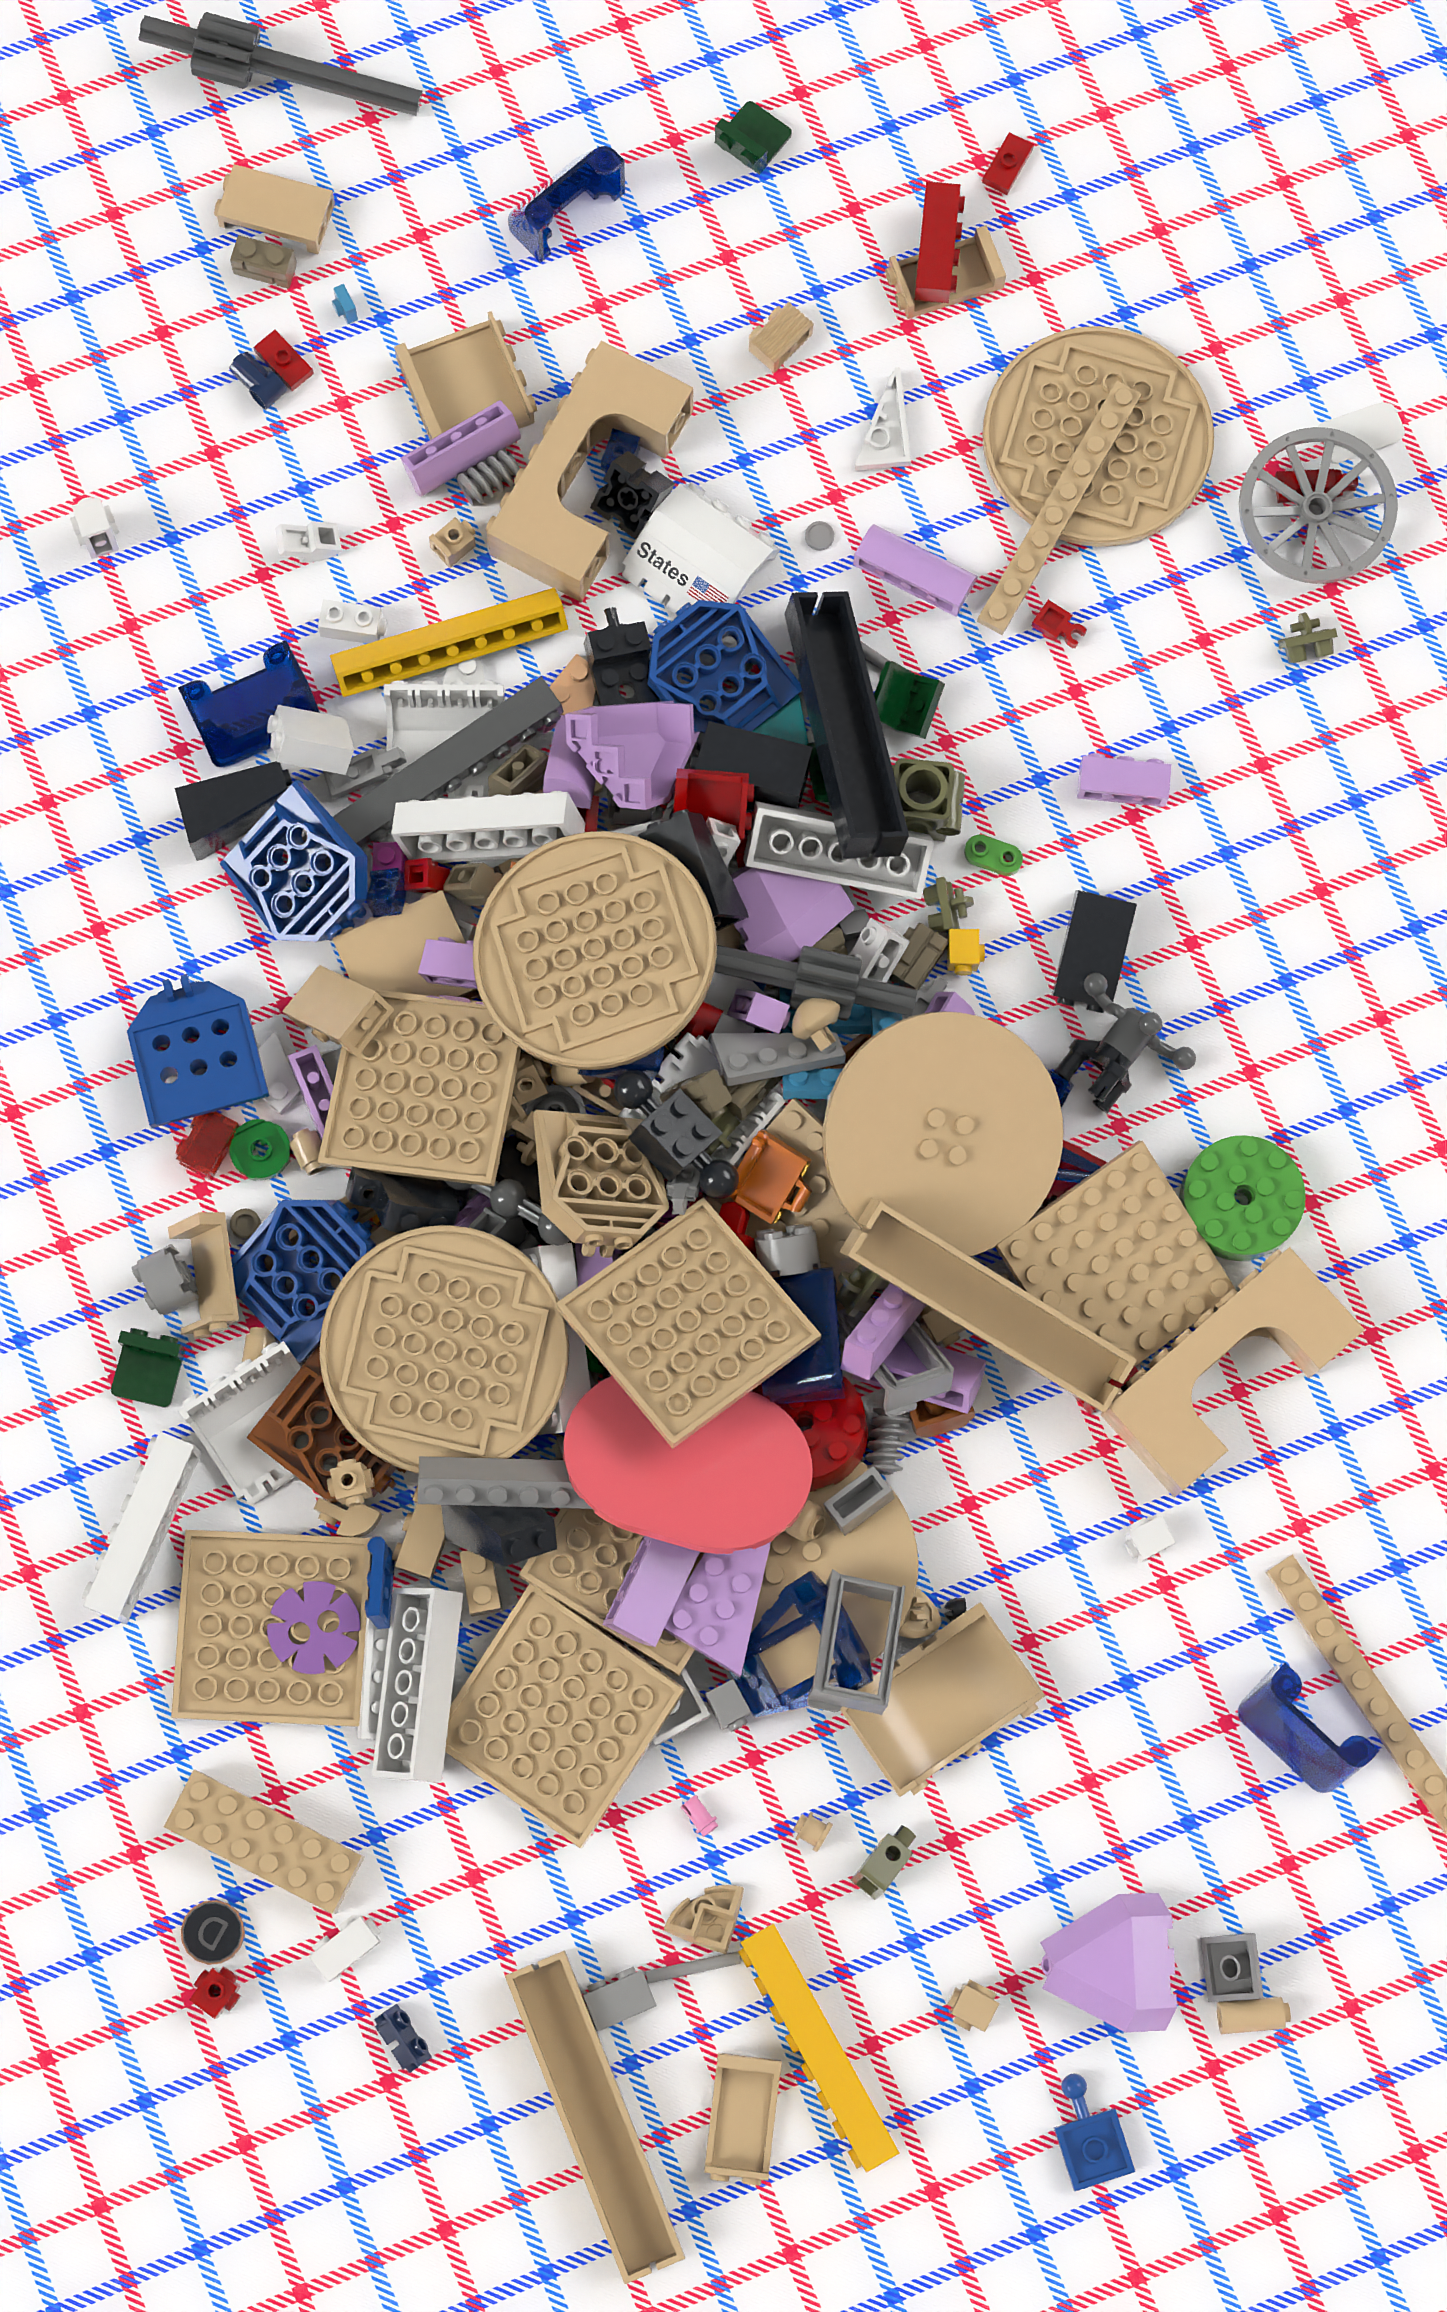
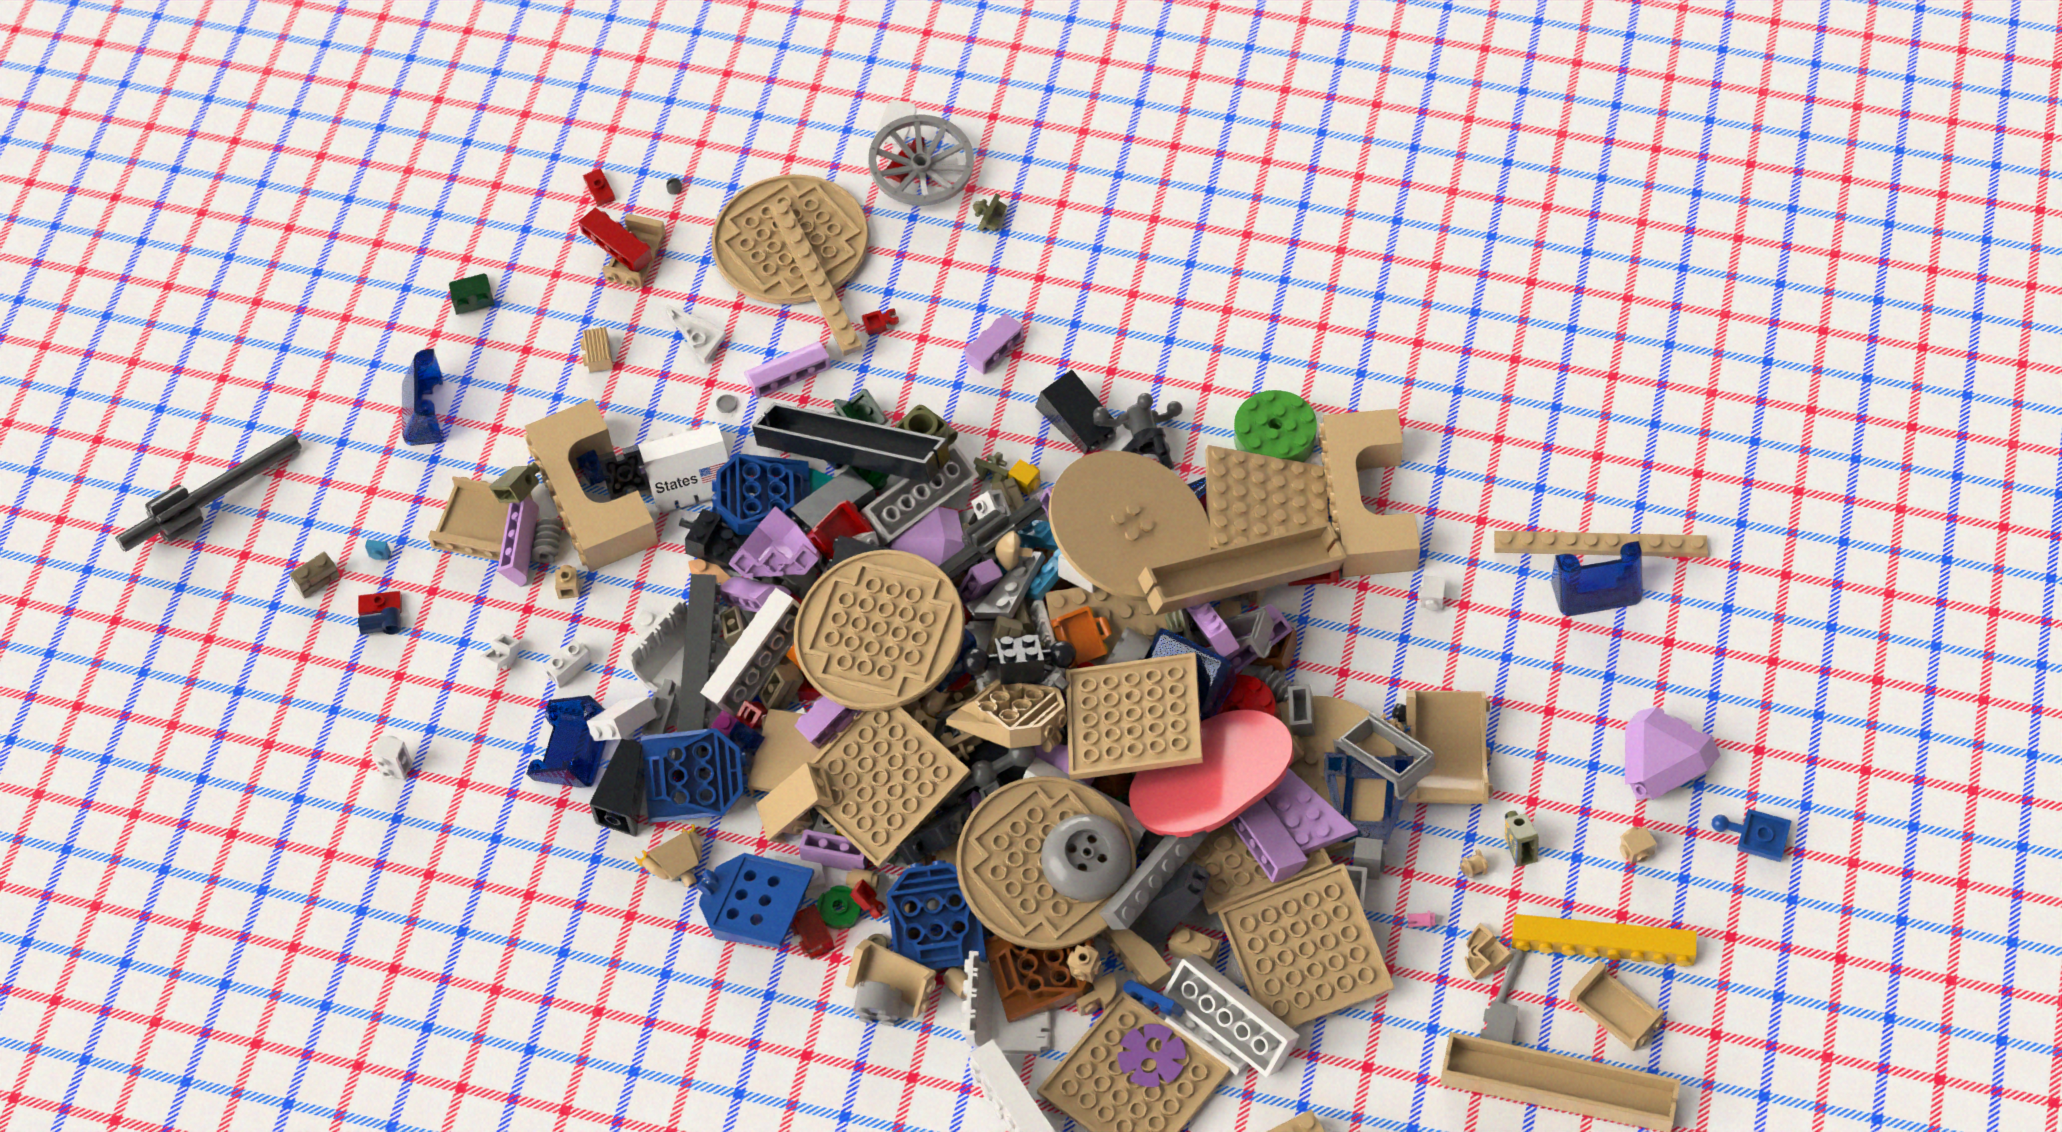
camera: 45 degrees left, 20 degrees down
(147, 1368) = (920, 1050): dark green bracket -> none
(193, 927) = (675, 858): none -> tan torso
(275, 206) = (286, 548): tan panel -> none
(284, 1172) = (866, 899): none -> red plate
(449, 642) = (624, 619): yellow brick -> none
(510, 1411) = (1099, 879): none -> light grey brick
(521, 391) = (515, 483): none -> olive torso
(993, 855) = (983, 432): bright green plate -> none
(1071, 249) = (673, 186): none -> dark grey hinge
(1232, 1967) = (1708, 699): light grey slope -> none
(1252, 2015) = (1742, 709): tan brick -> none

